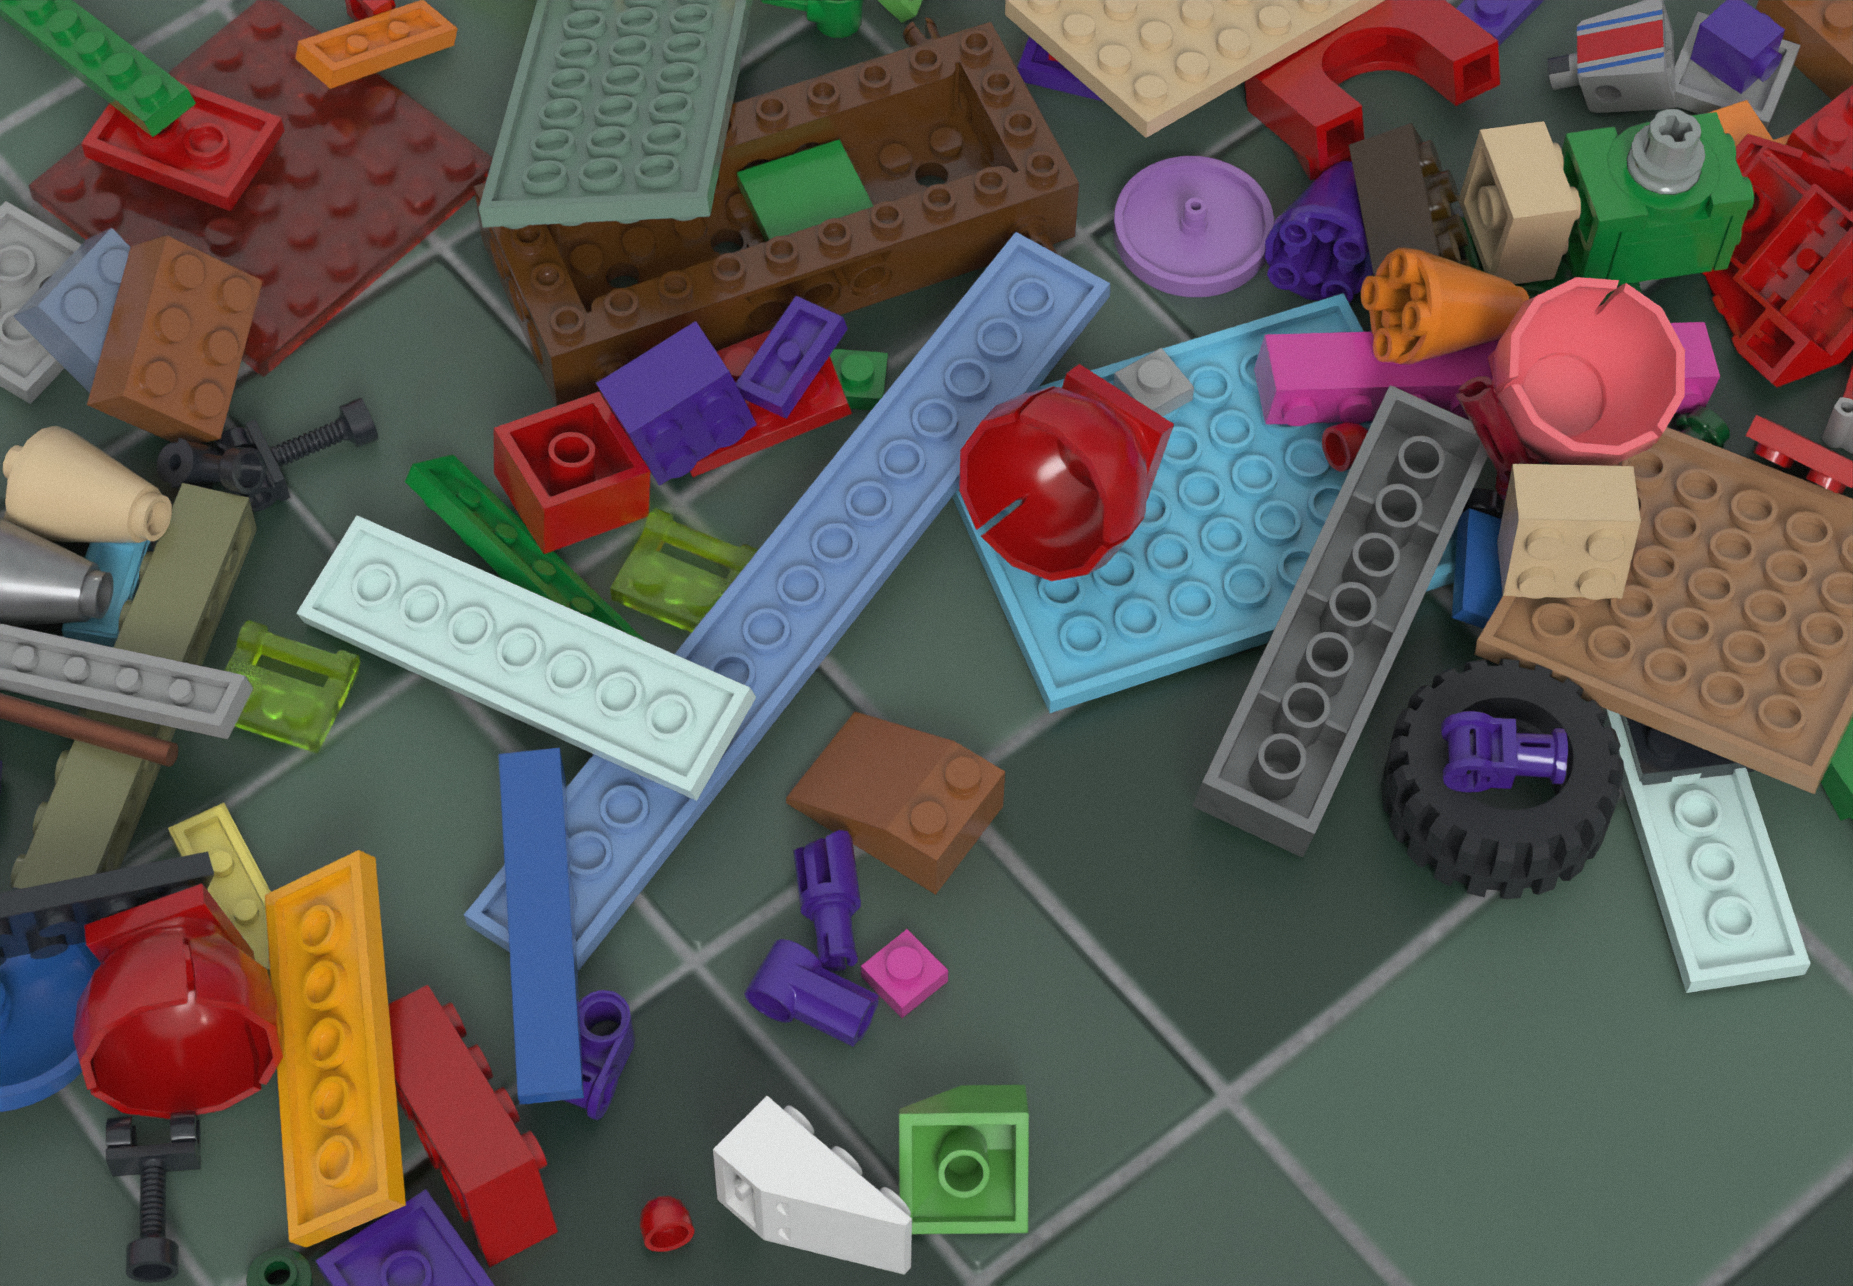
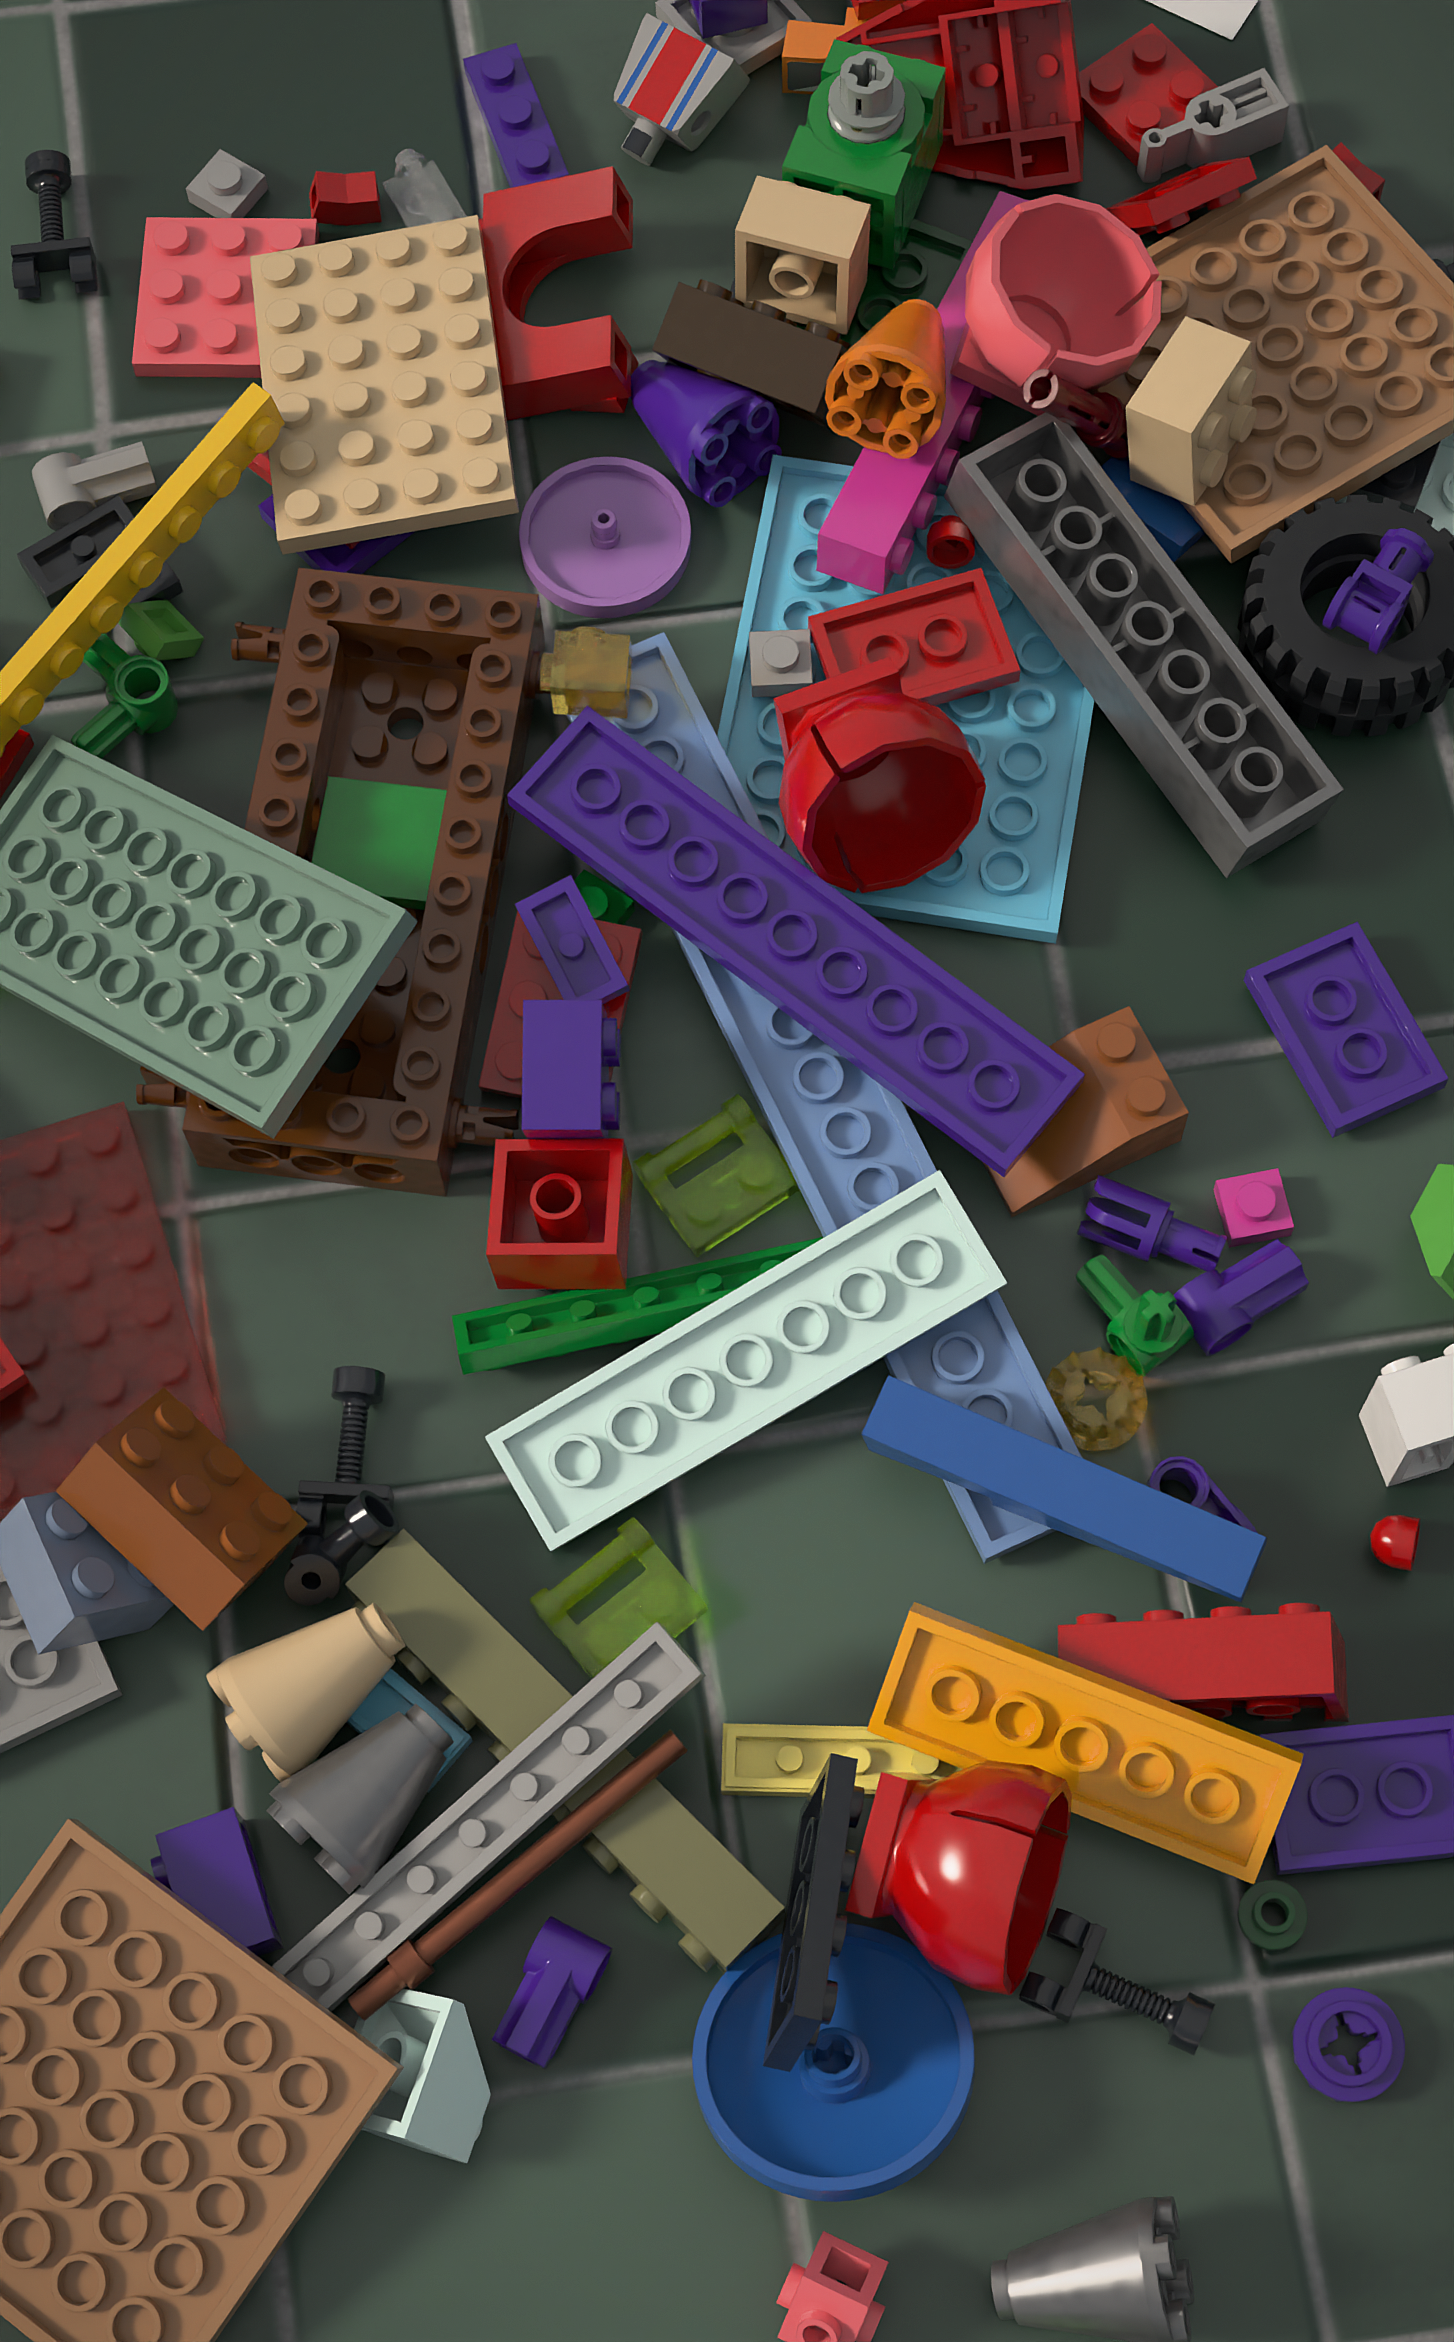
camera: 55 degrees left, 10 degrees up
(661, 959) = (1124, 1408): none -> clear yellow gear
(738, 928) = (1141, 1326): none -> green axle
(896, 509) = (796, 941): none -> dark purple plate
(1028, 244) = (589, 671): none -> clear yellow brick
(1110, 962) = (1345, 1029): none -> dark purple plate
(1236, 469) = (937, 634): none -> red plate

